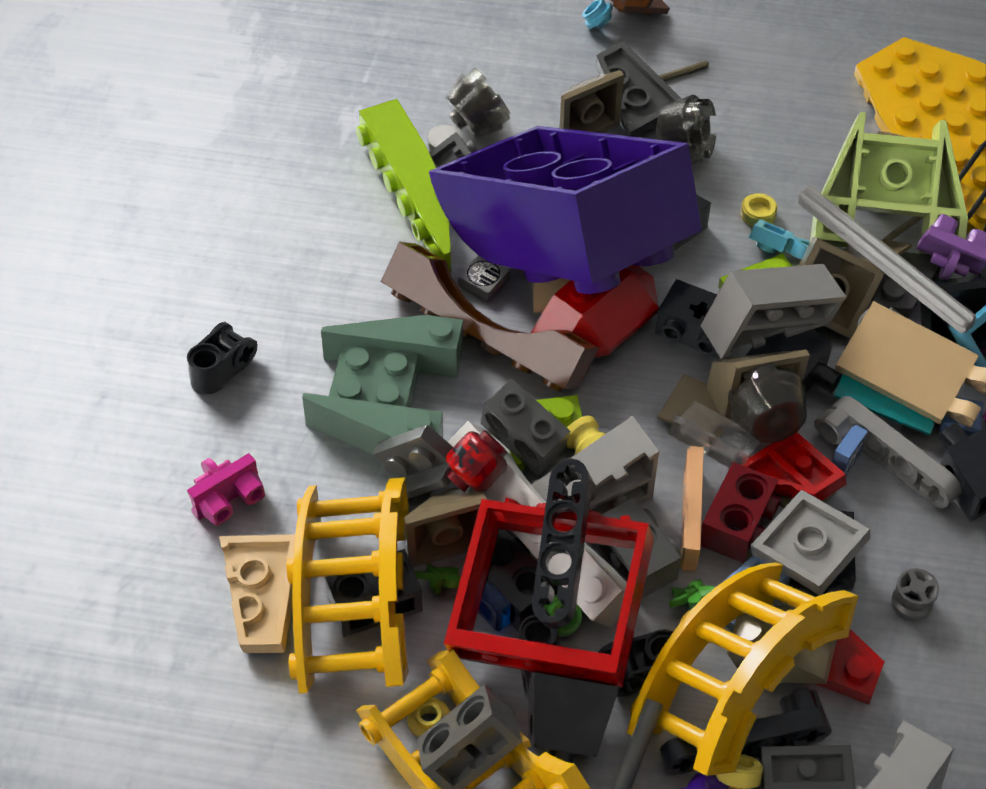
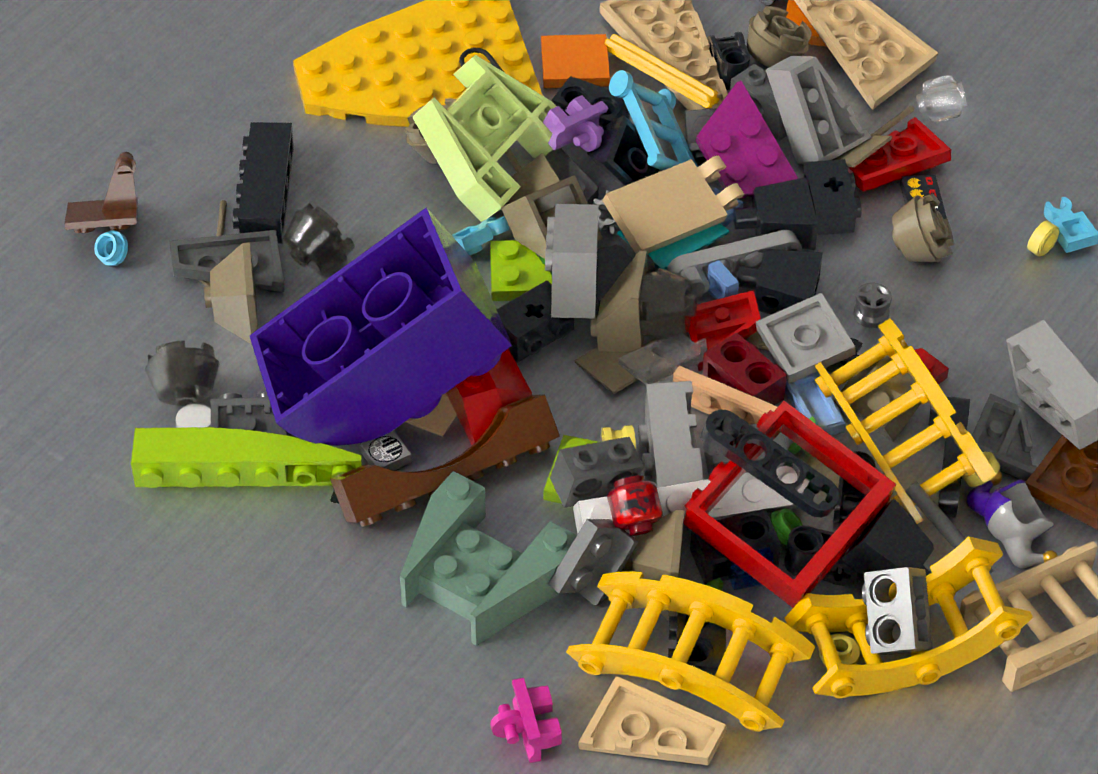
camera: 65 degrees left, 5 degrees down
(219, 358) = (368, 681): black piece -> none
(745, 72) = (265, 179): none -> black brick
(887, 260) = (567, 166): light grey axle -> none
(892, 505) = (782, 278): none -> black torso

